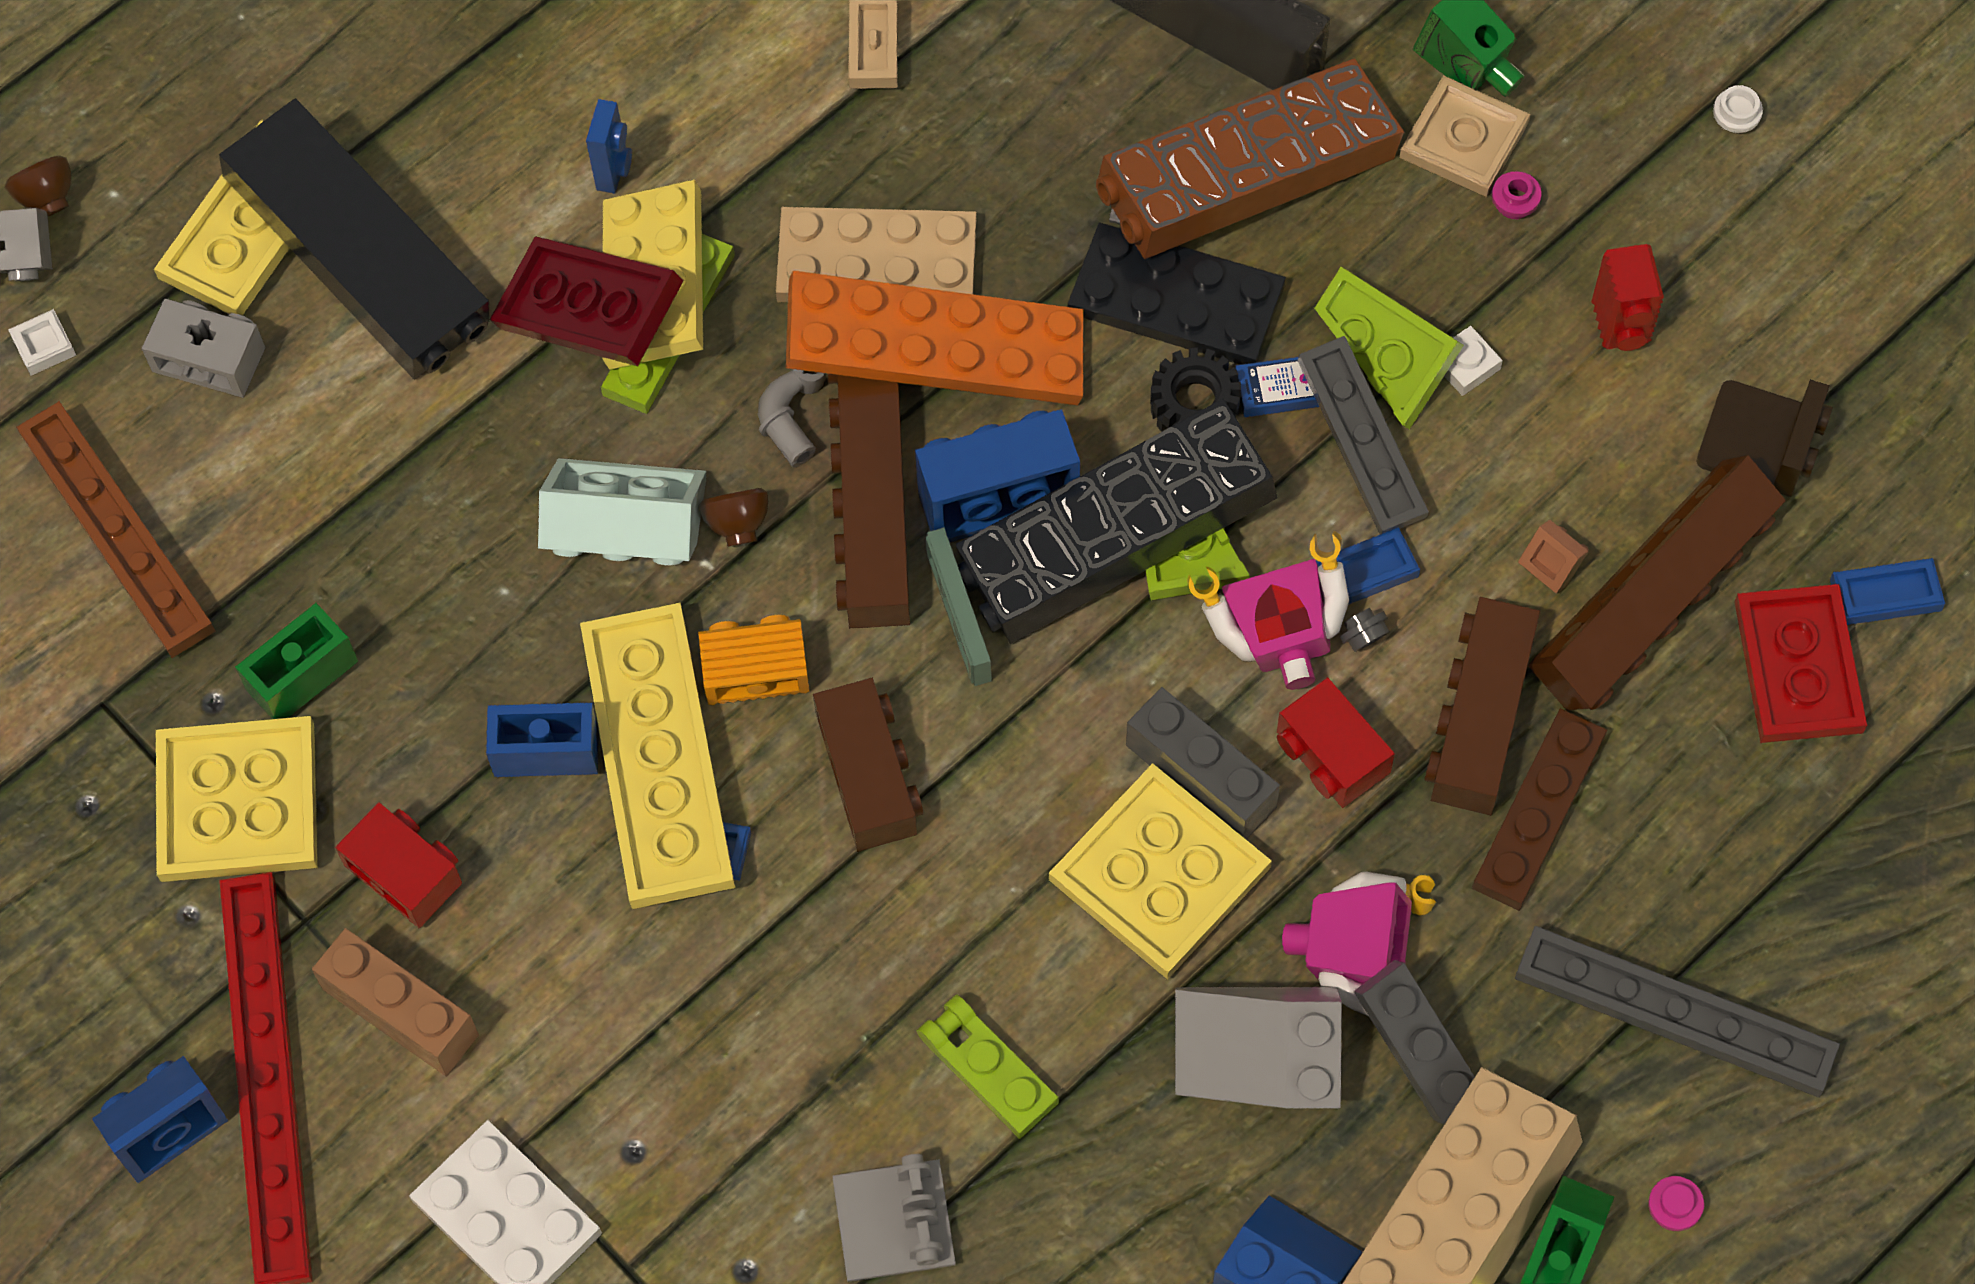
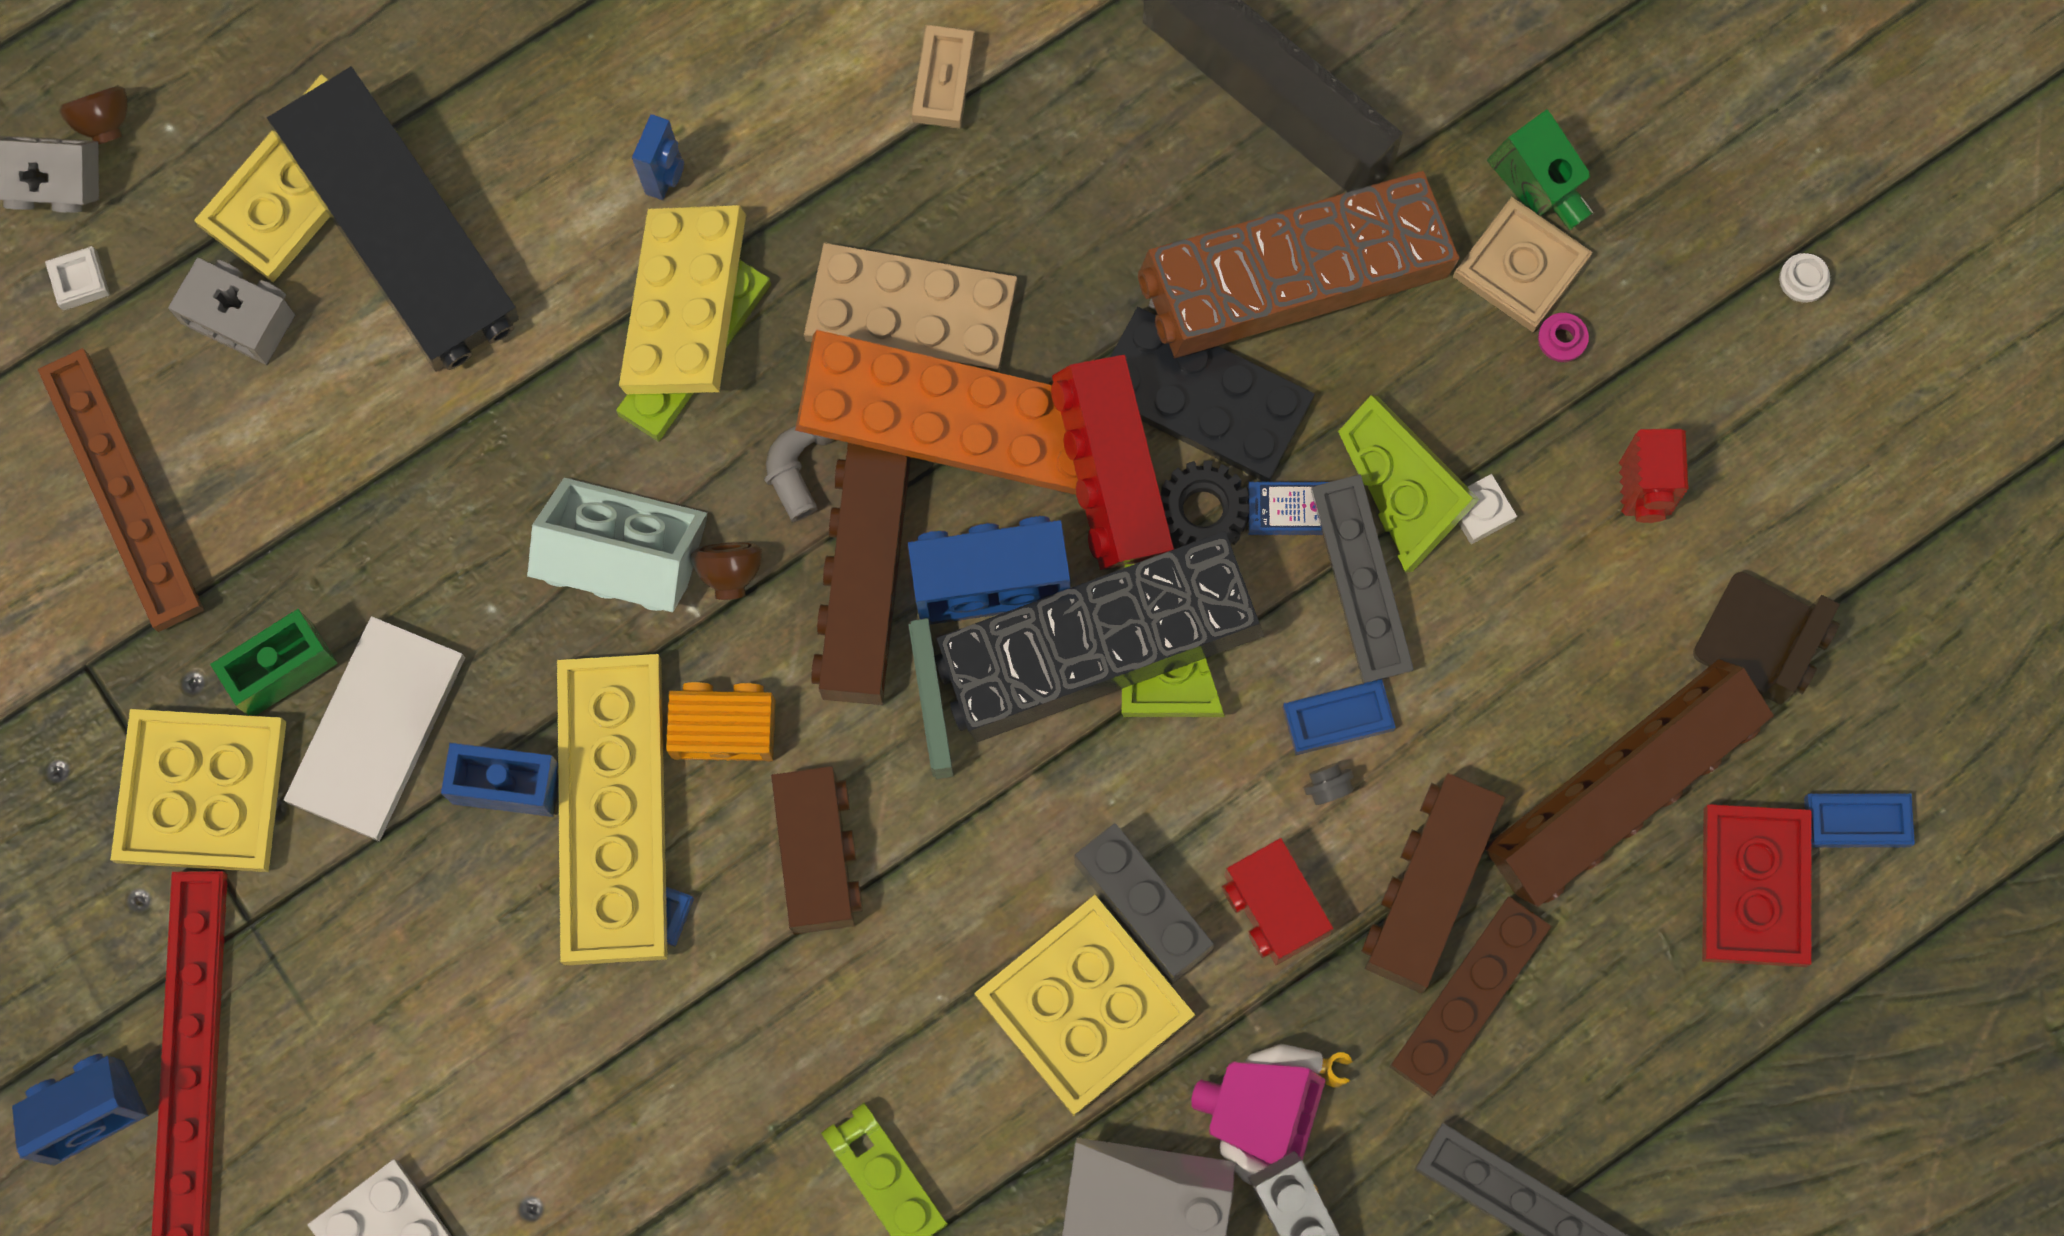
camera: 10 degrees right, 10 degrees up
(395, 1002) = (321, 1027): medium nougat brick -> none
(400, 863) = (345, 887): red brick -> none
(405, 716) = (374, 728): none -> white tile
(586, 300) = (611, 324): dark red plate -> none
(1098, 356) = (1111, 462): none -> red brick
(1281, 614) = (1247, 758): torso -> none
(1553, 556) = (1531, 734): nougat tile -> none

